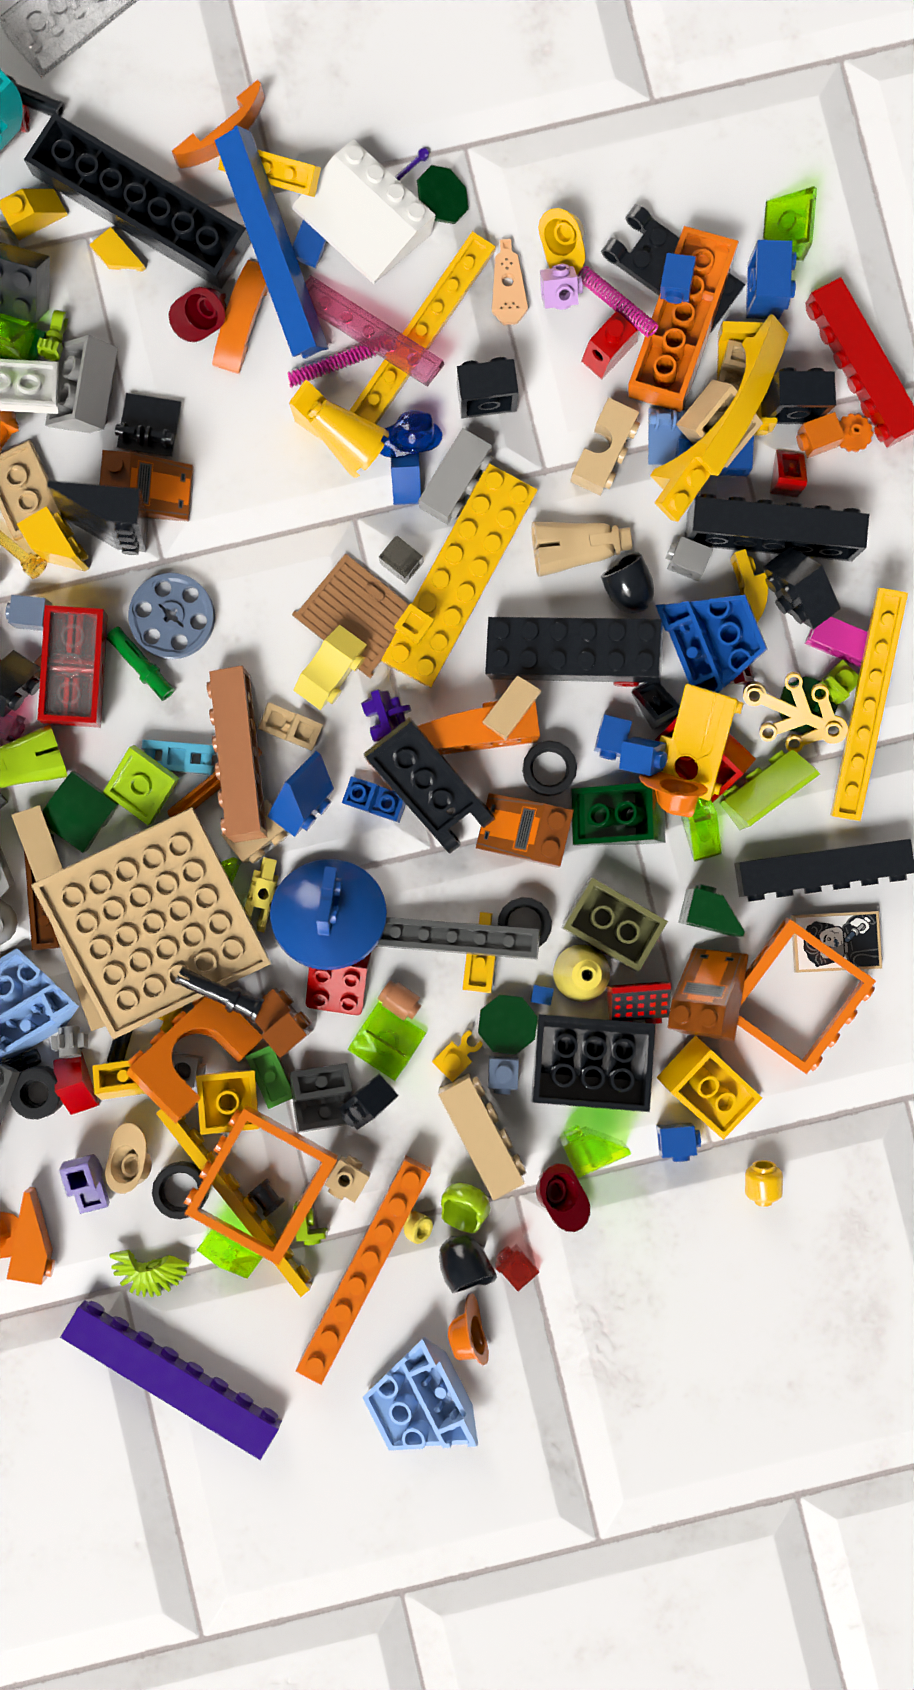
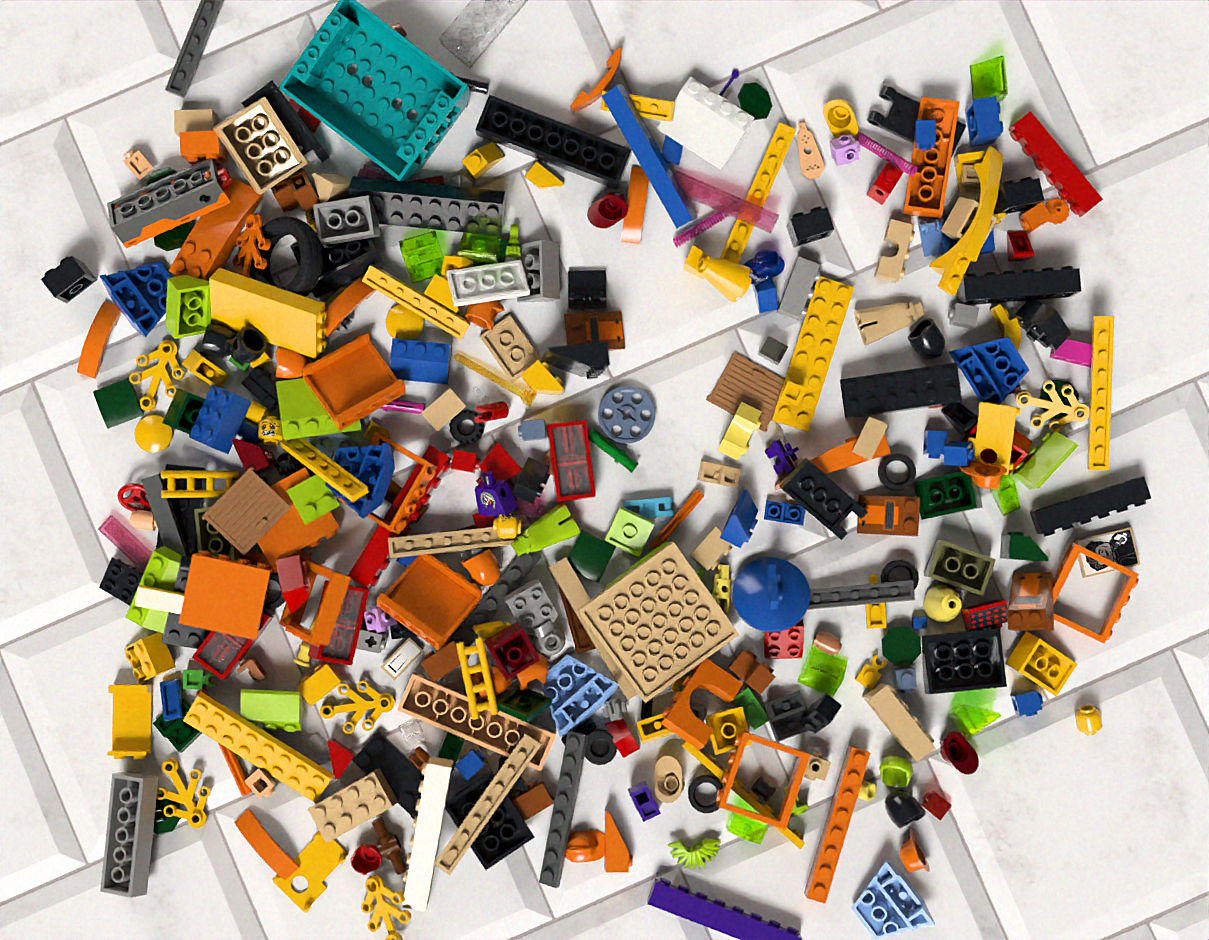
camera: 10 degrees left, 0 degrees up
(233, 999) = (720, 662): black pin -> none
(237, 755) = (691, 499): nougat brick -> none
(840, 682) = (1078, 380): lime bracket -> none

